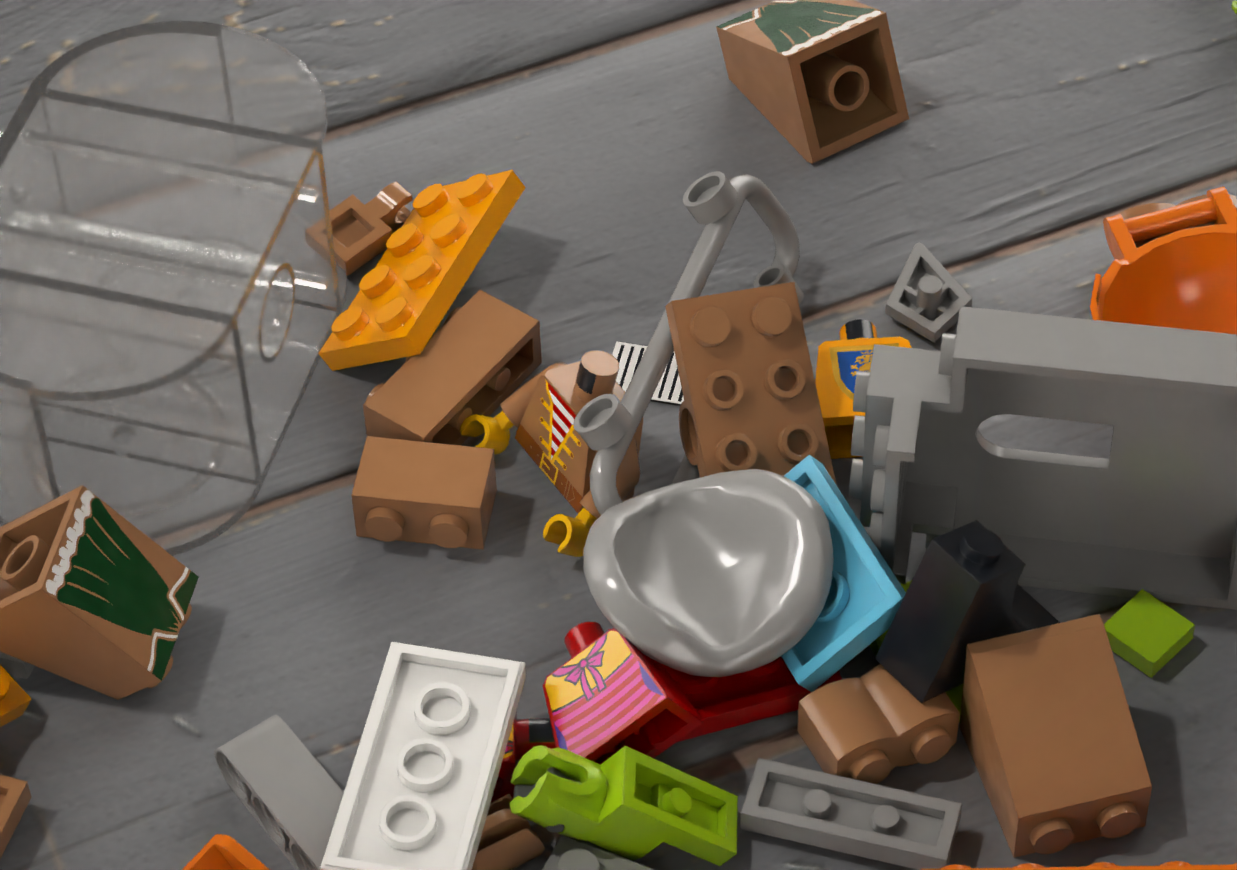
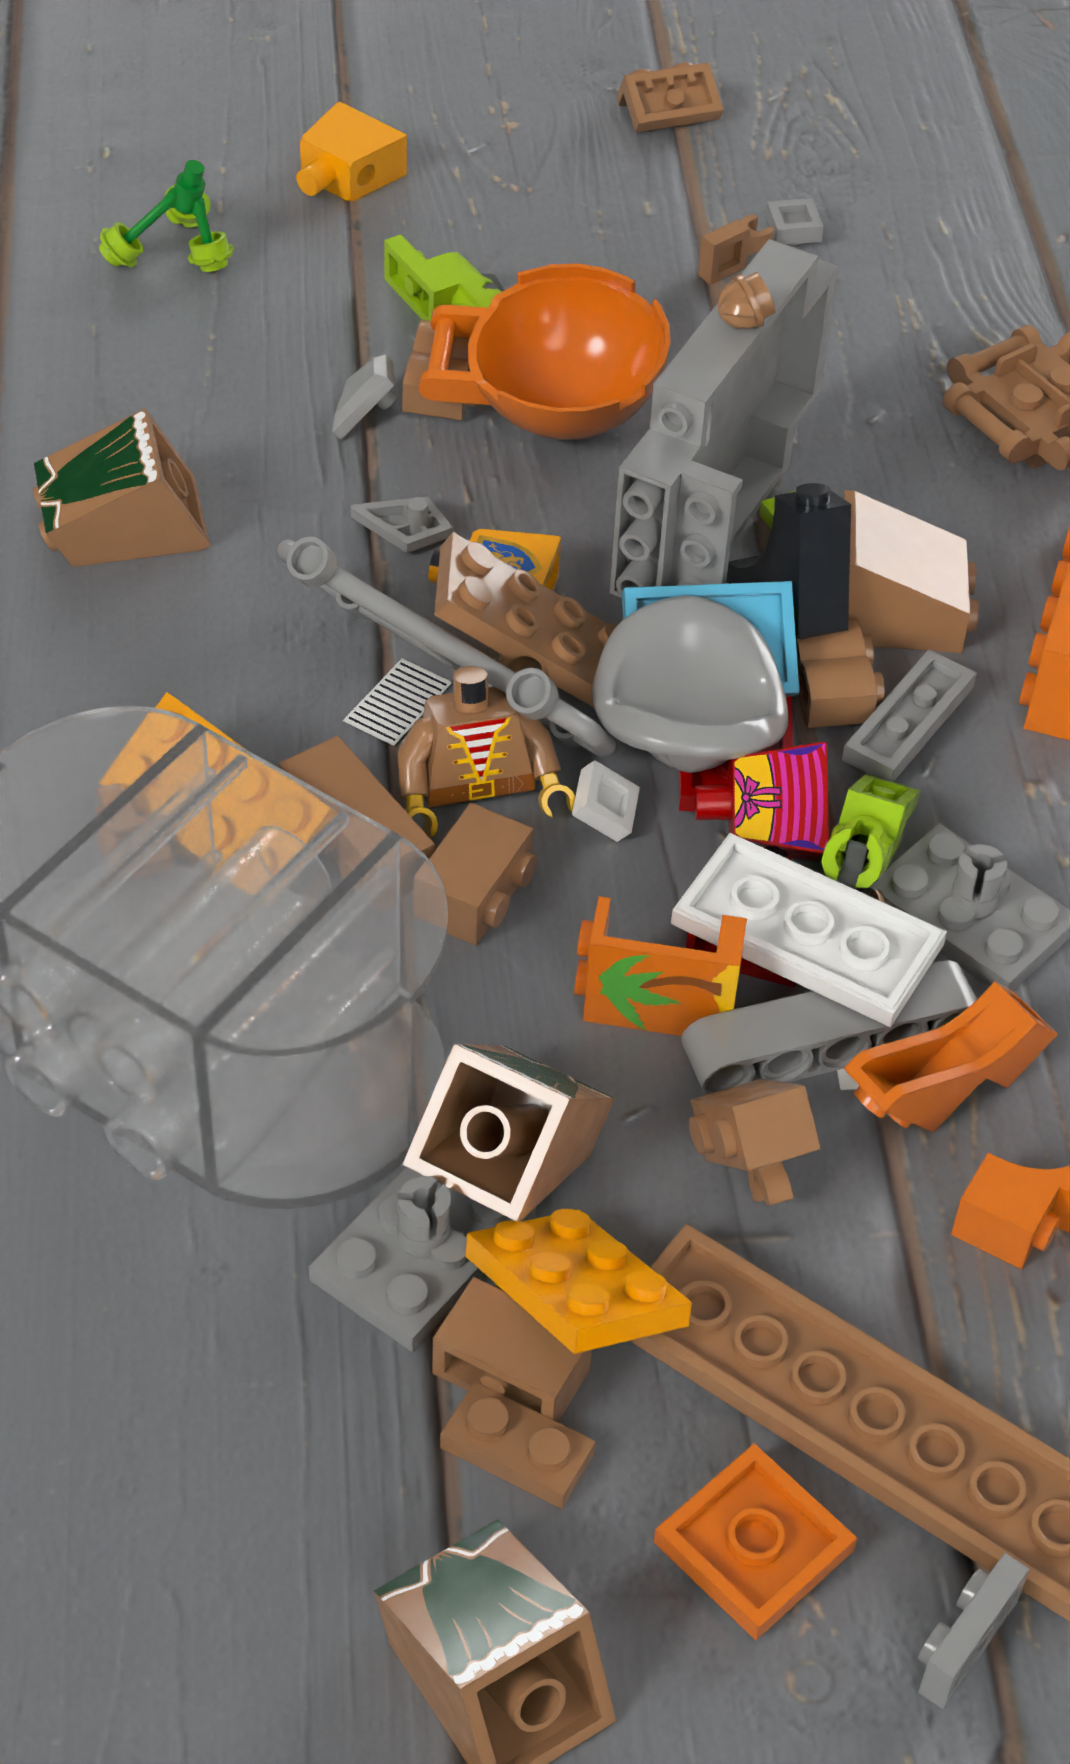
camera: 75 degrees left, 0 degrees up
(138, 794) = (755, 1131): none -> medium nougat brick
(322, 622) = (655, 983): none -> orange panel
(564, 573) = (606, 801): none -> white plate
(1111, 193) = (362, 392): none -> light grey piece
(1126, 336) = (745, 302): none -> medium nougat plate

